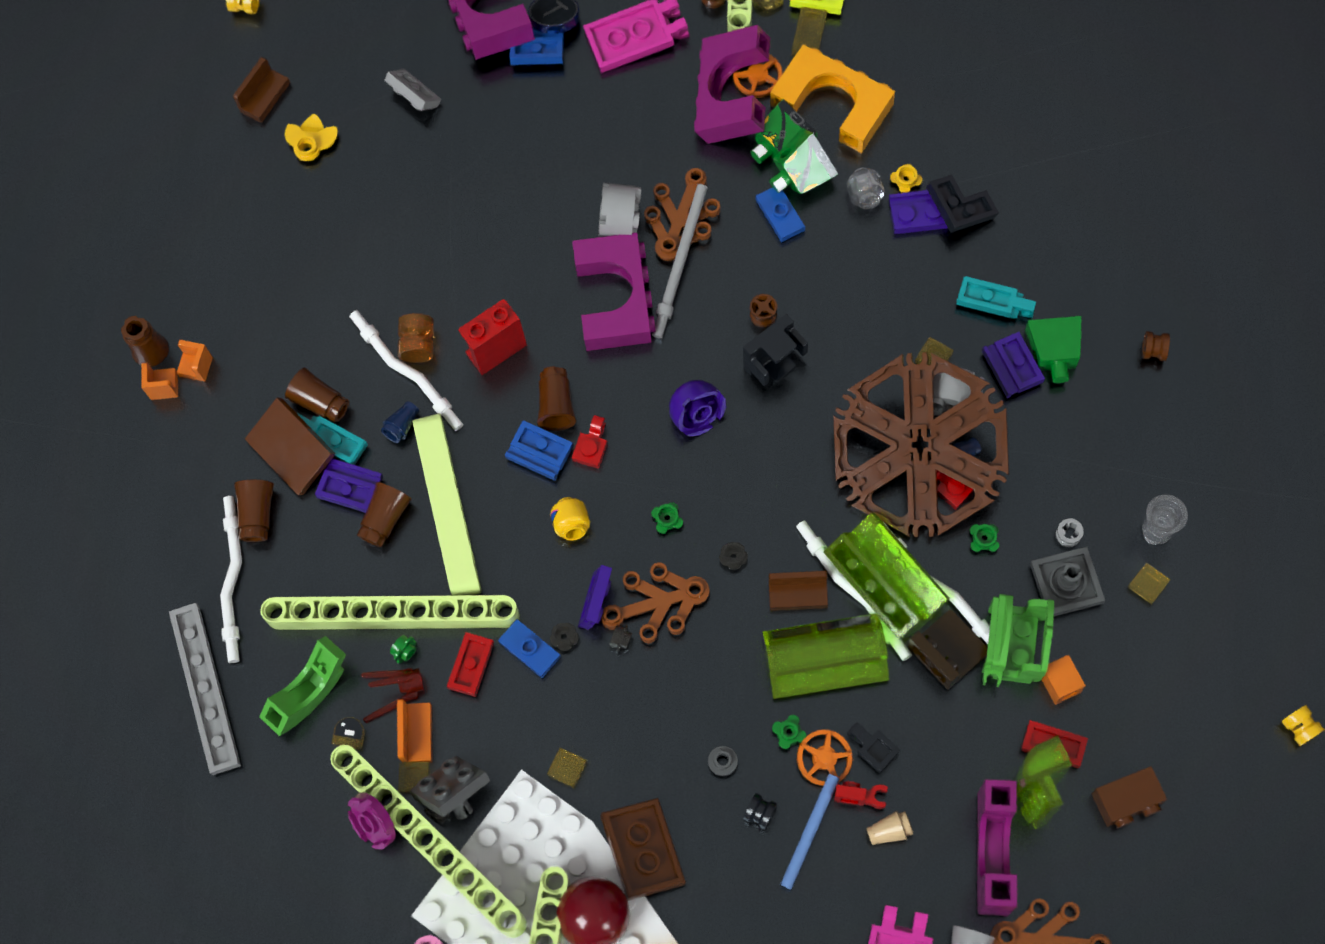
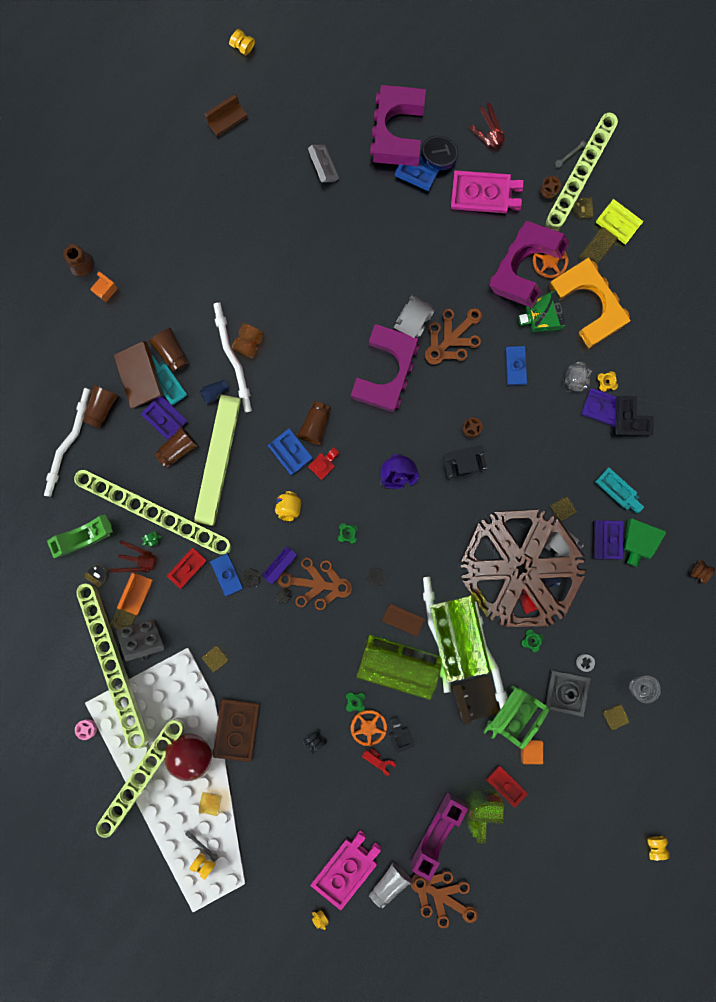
camera: 20 degrees right, 15 degrees up
(159, 383) = (76, 290): orange panel -> none
(204, 689) = (22, 505): light grey plate -> none
(310, 135) = (244, 162): yellow plate -> none
(371, 820) = (85, 638): magenta tile -> none
(493, 336) = (294, 366): red panel -> none
(665, 309) = (412, 395): light grey bar -> none
(722, 770) = (312, 695): dark grey plate -> none
(802, 164) = (545, 342): torso -> none
(809, 831) = (337, 767): medium blue bar -> none
(890, 829) = (386, 789): tan cone -> none
(1129, 797) = (533, 840): reddish brown brick -> none

